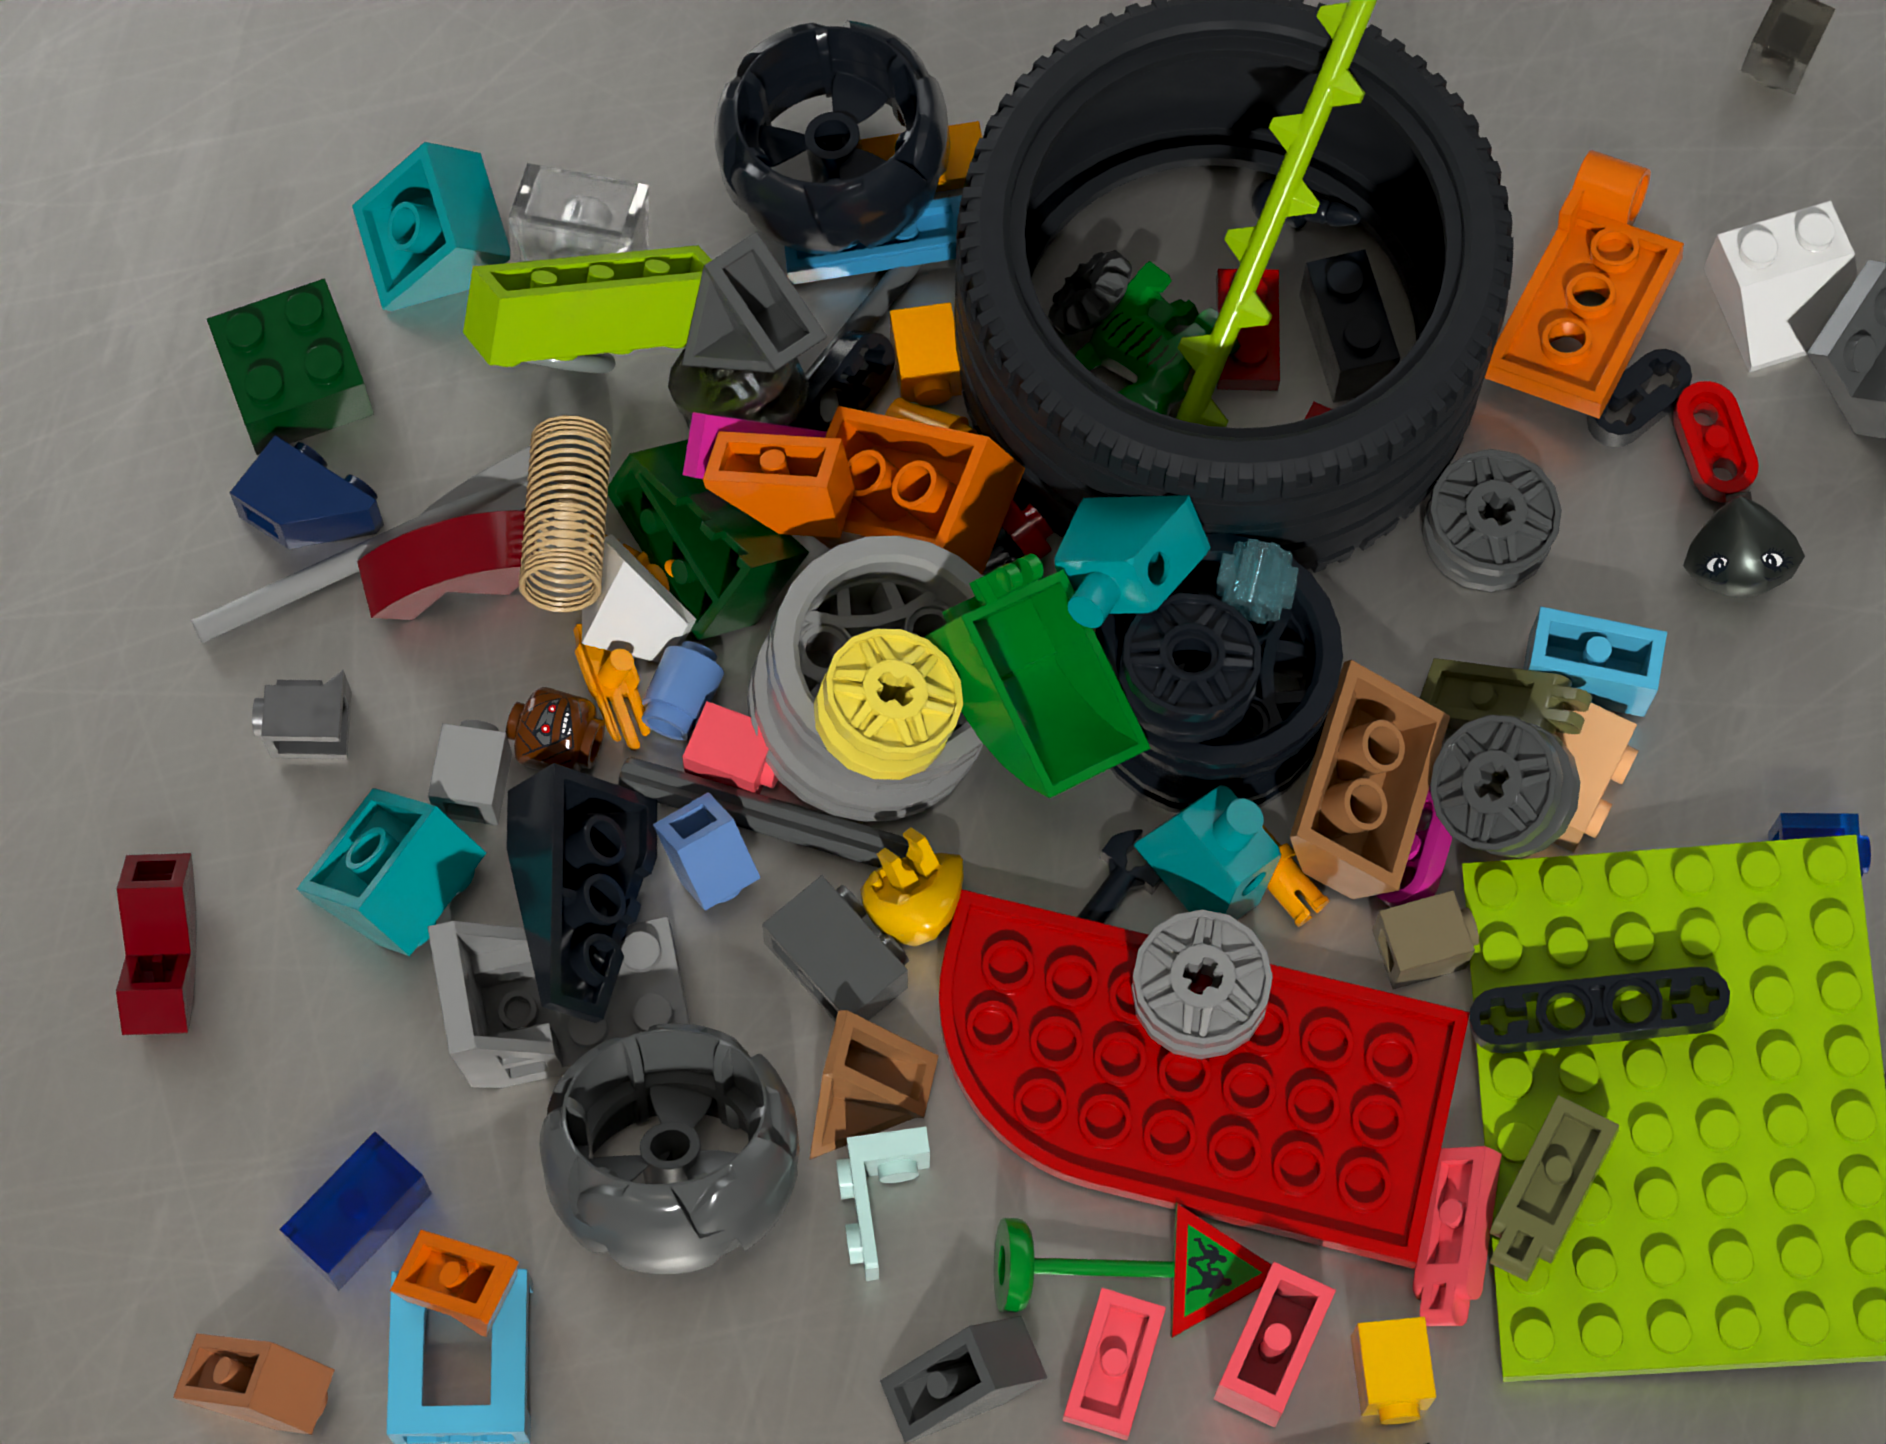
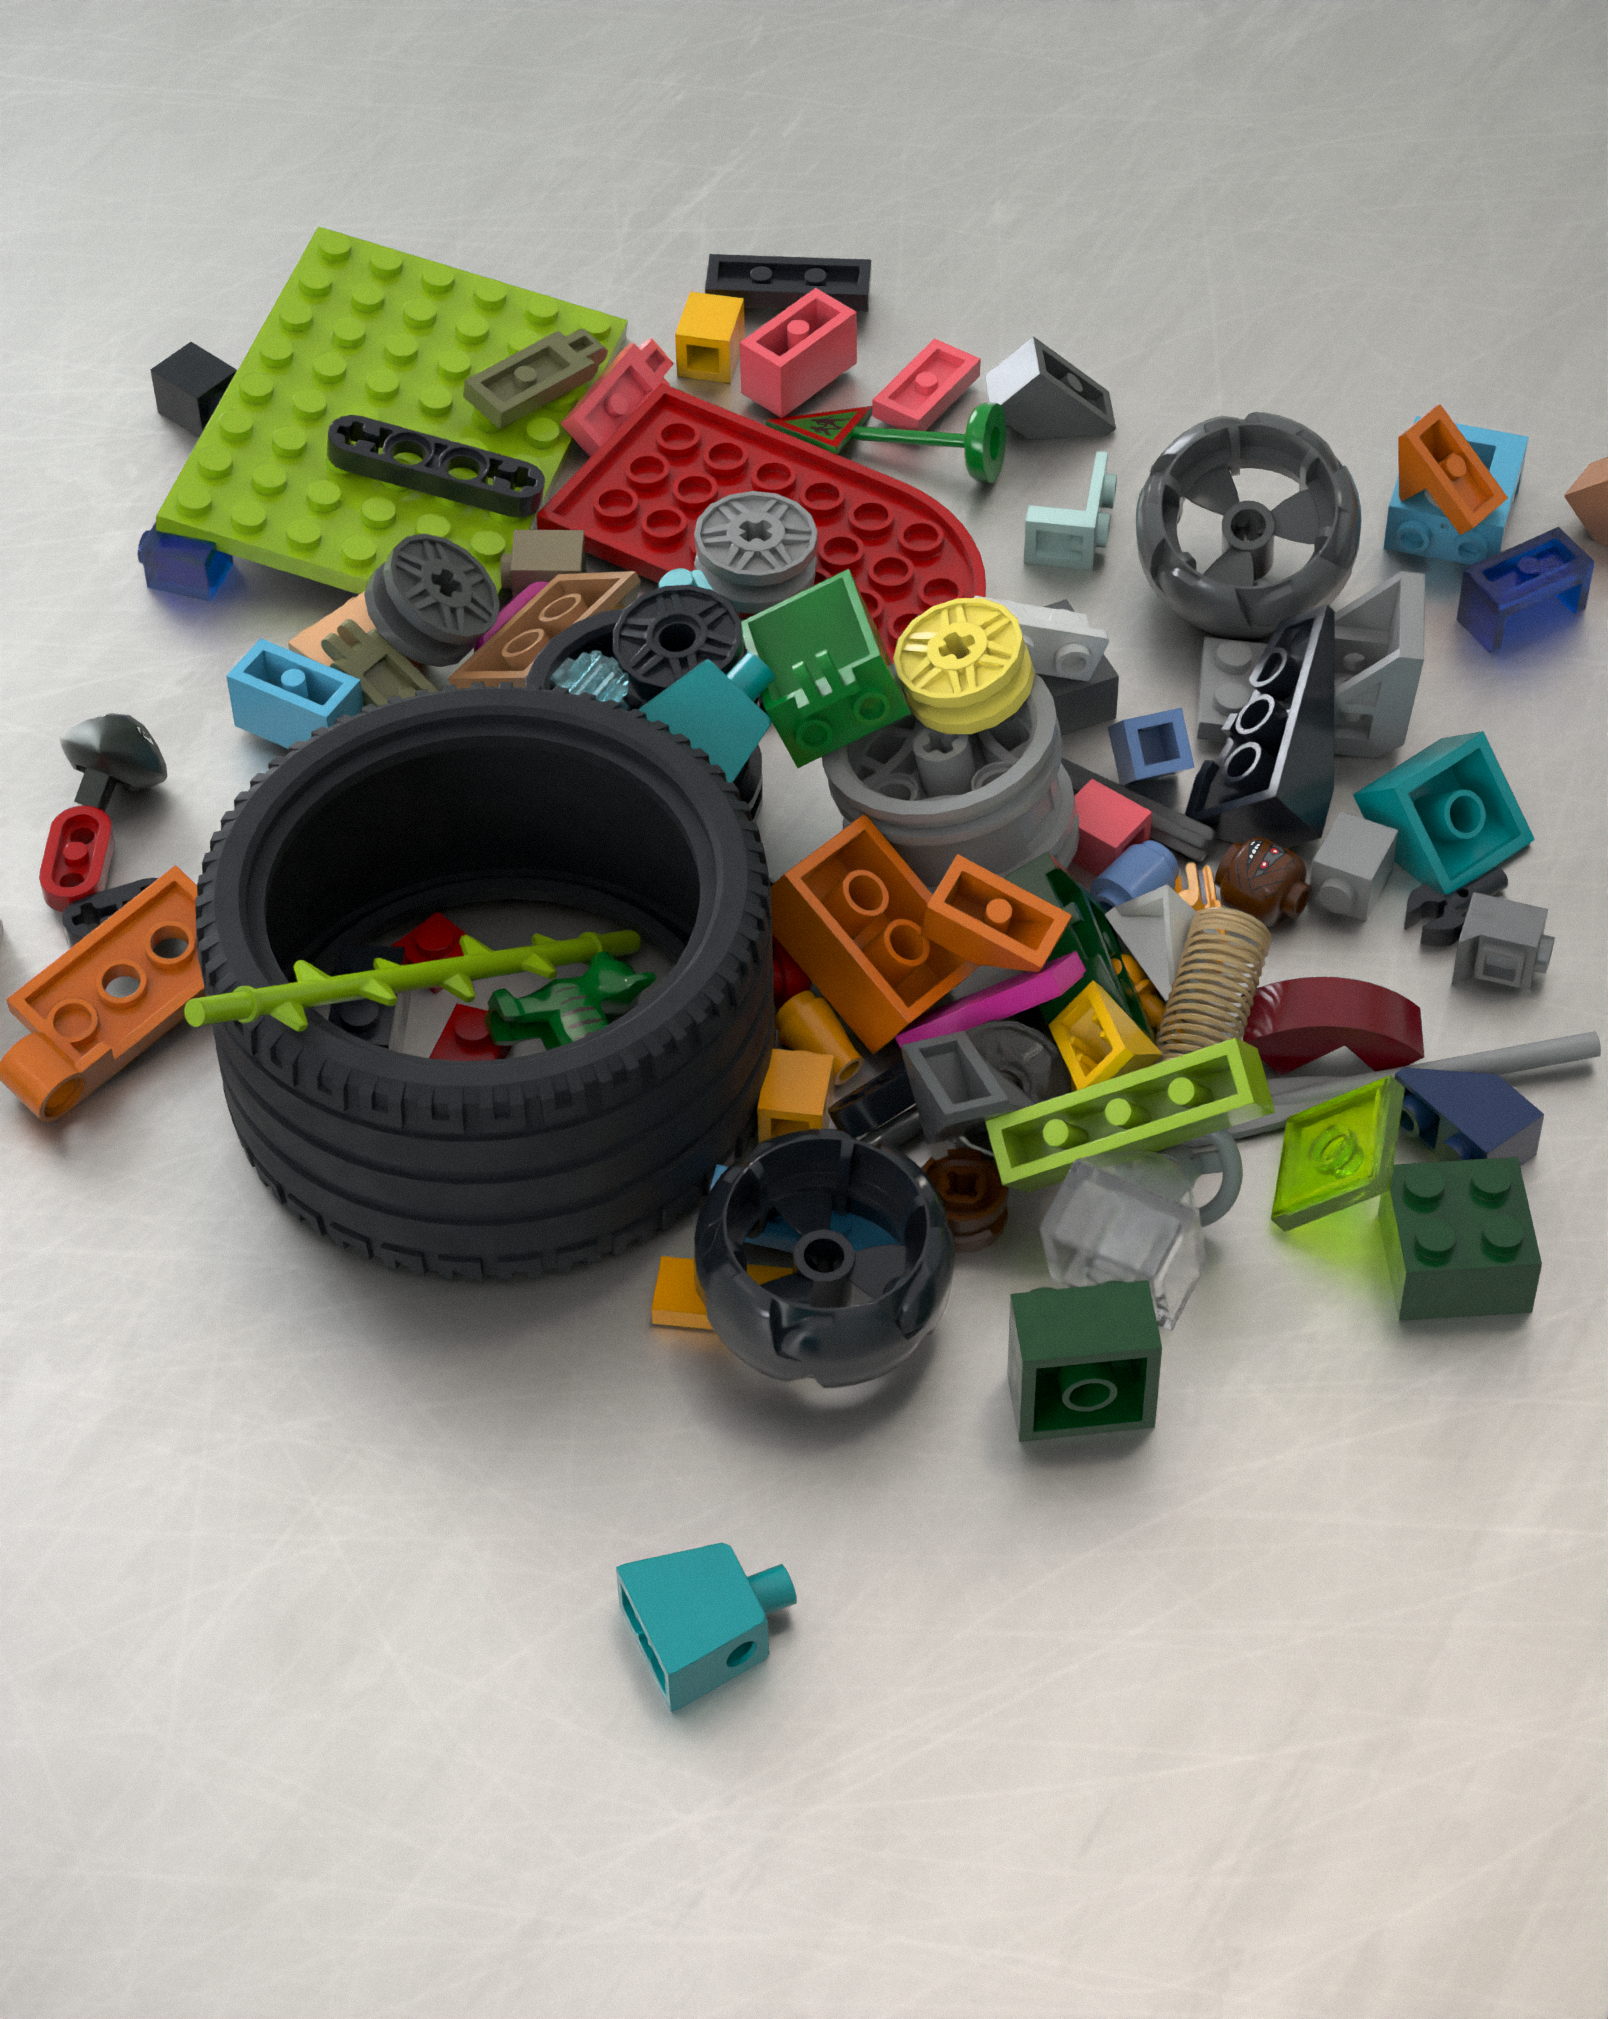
camera: 160 degrees left, 20 degrees down
(365, 775) = (1426, 902): none -> black bar
(413, 411) = (1338, 1153): none -> clear neon green plate
(430, 226) = (1275, 1339): teal slope -> none
(590, 122) = (1083, 1360): none -> dark green brick
(642, 403) = (1100, 1039): none -> yellow slope
(854, 901) = (1058, 640): none -> white bracket
(869, 1083) = (1079, 575): medium nougat slope -> none

